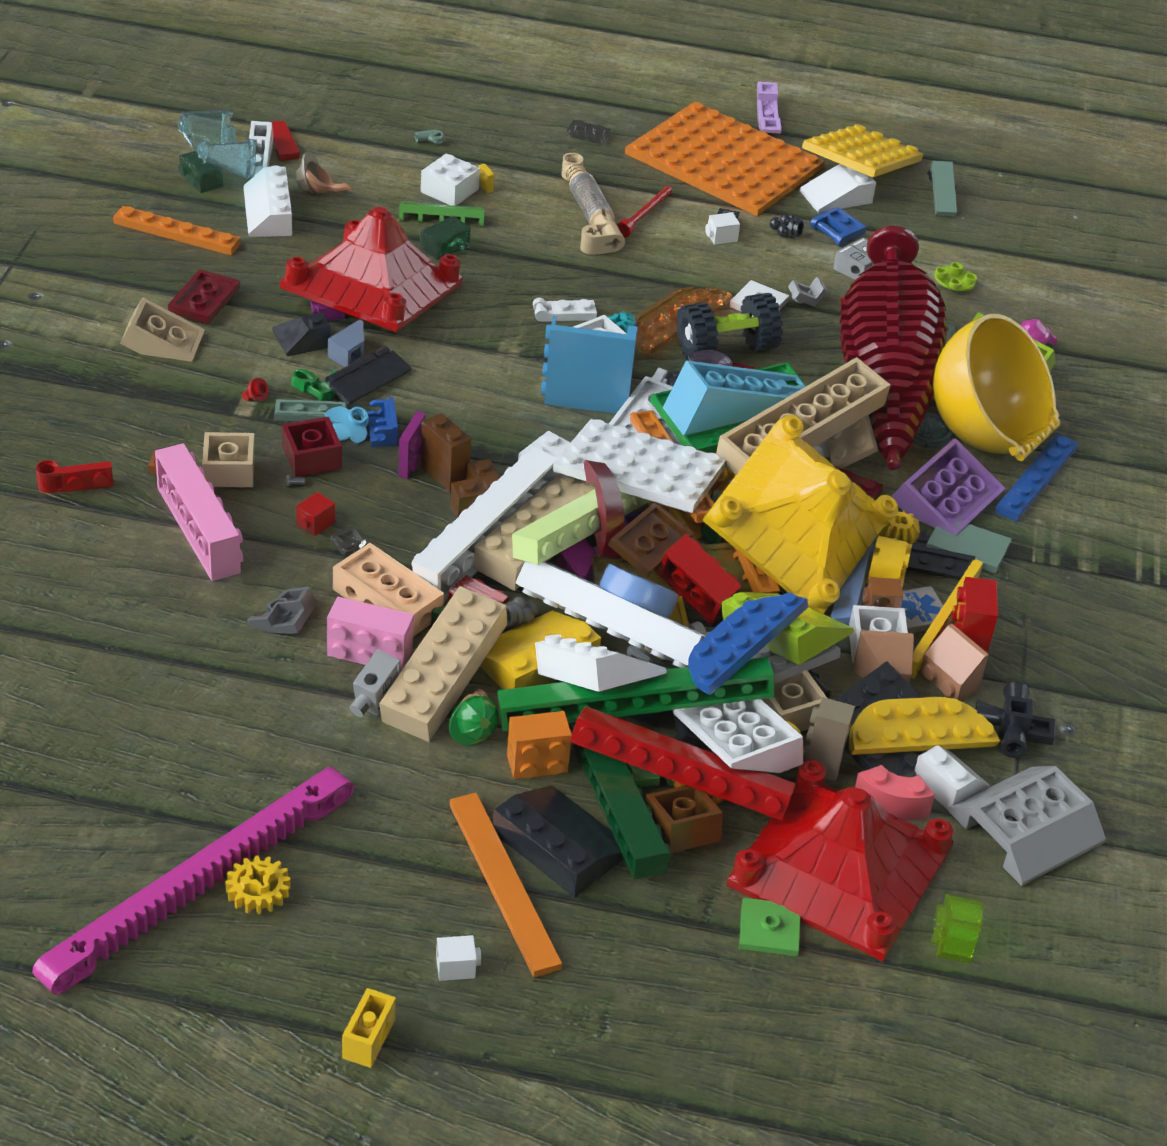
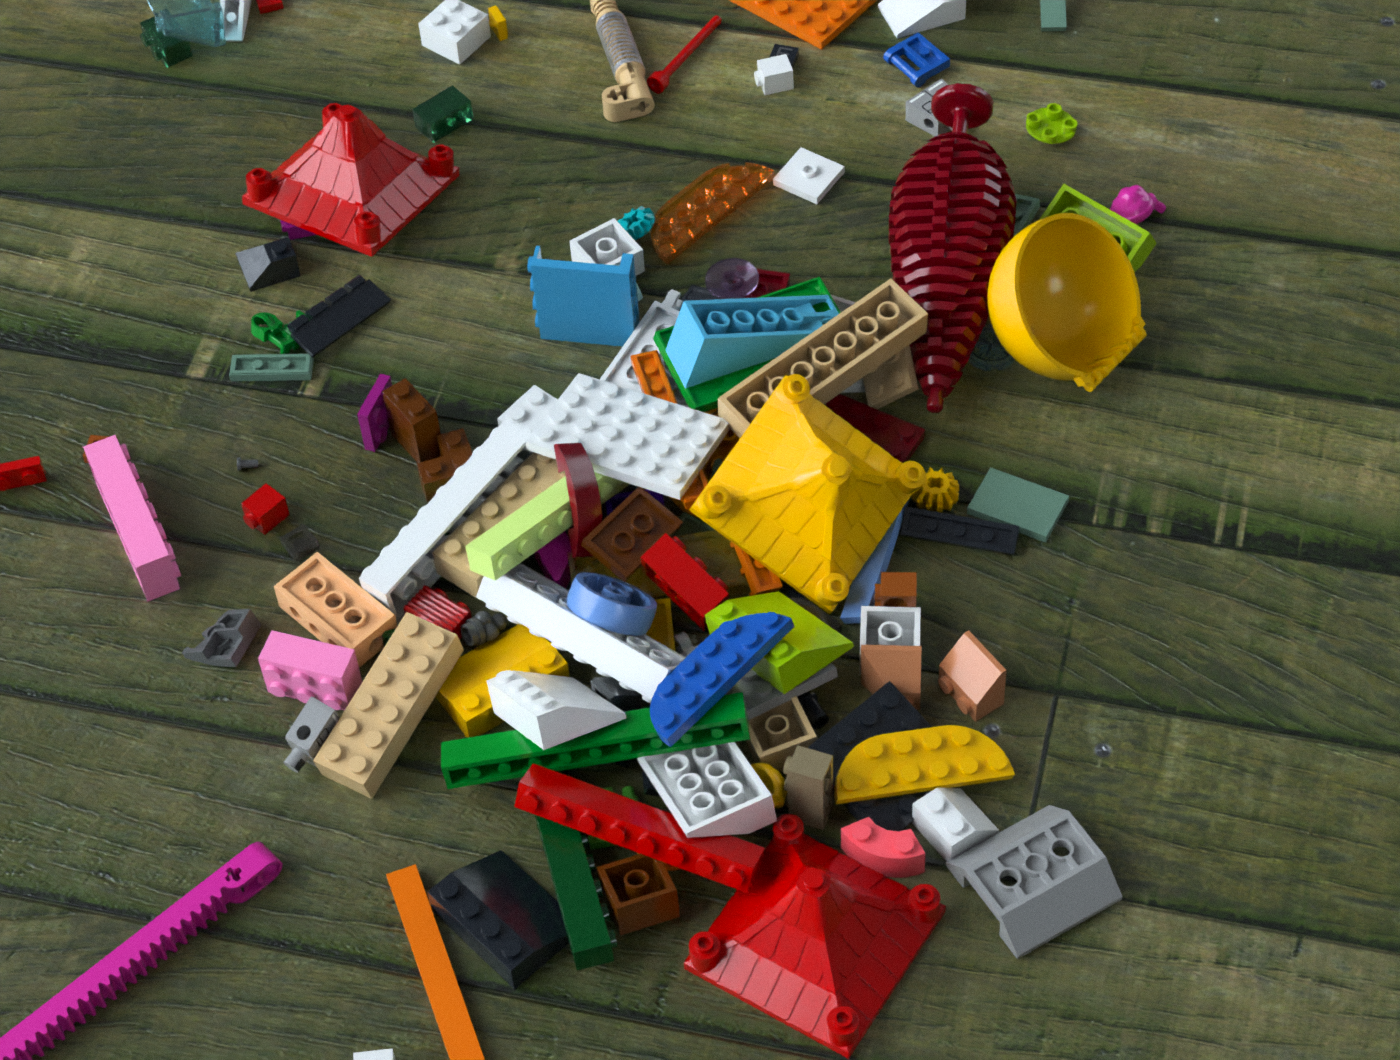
camera: 10 degrees right, 10 degrees up
(161, 333) = (108, 273): tan slope -> none
(177, 230) = (135, 124): orange plate -> none
(204, 296) = (159, 217): dark red plate -> none
(229, 459) = (171, 444): tan brick -> none
(257, 390) = (211, 343): red plate -> none
(258, 884) = (156, 997): yellow gear -> none
(268, 203) = (241, 80): white slope -> none
(311, 446) = (265, 420): dark red brick -> none
(315, 179) = (296, 40): piece -> none
(346, 425) = (308, 386): medium azure plate -> none
(347, 344) = (319, 274): sand blue slope -> none
(383, 423) = (350, 380): blue hinge -> none
(442, 210) = (442, 73): bright green hinge -> none
(474, 719) = (418, 771): green piece -> none
(539, 745) = (485, 805): orange brick -> none
(564, 310) = (574, 206): white plate -> none
(759, 320) = (796, 213): black plate -> none
(768, 928) = (724, 1021): bright green plate -> none
(787, 226) = (854, 64): black piece -> none
(808, 294) = (866, 162): light grey bracket -> none
(890, 559) = (913, 543): yellow brick -> none
(920, 608) = (947, 599): tile -> none
(942, 619) = (971, 610): yellow tile -> none
(948, 489) = (1001, 434): medium lavender slope -> none
(958, 928) = (931, 1017): clear neon green brick -> none
(977, 610) = (998, 617): red brick -> none
(1017, 721) = (1038, 746): black brick -> none
(1036, 477) = (1112, 406): blue plate -> none

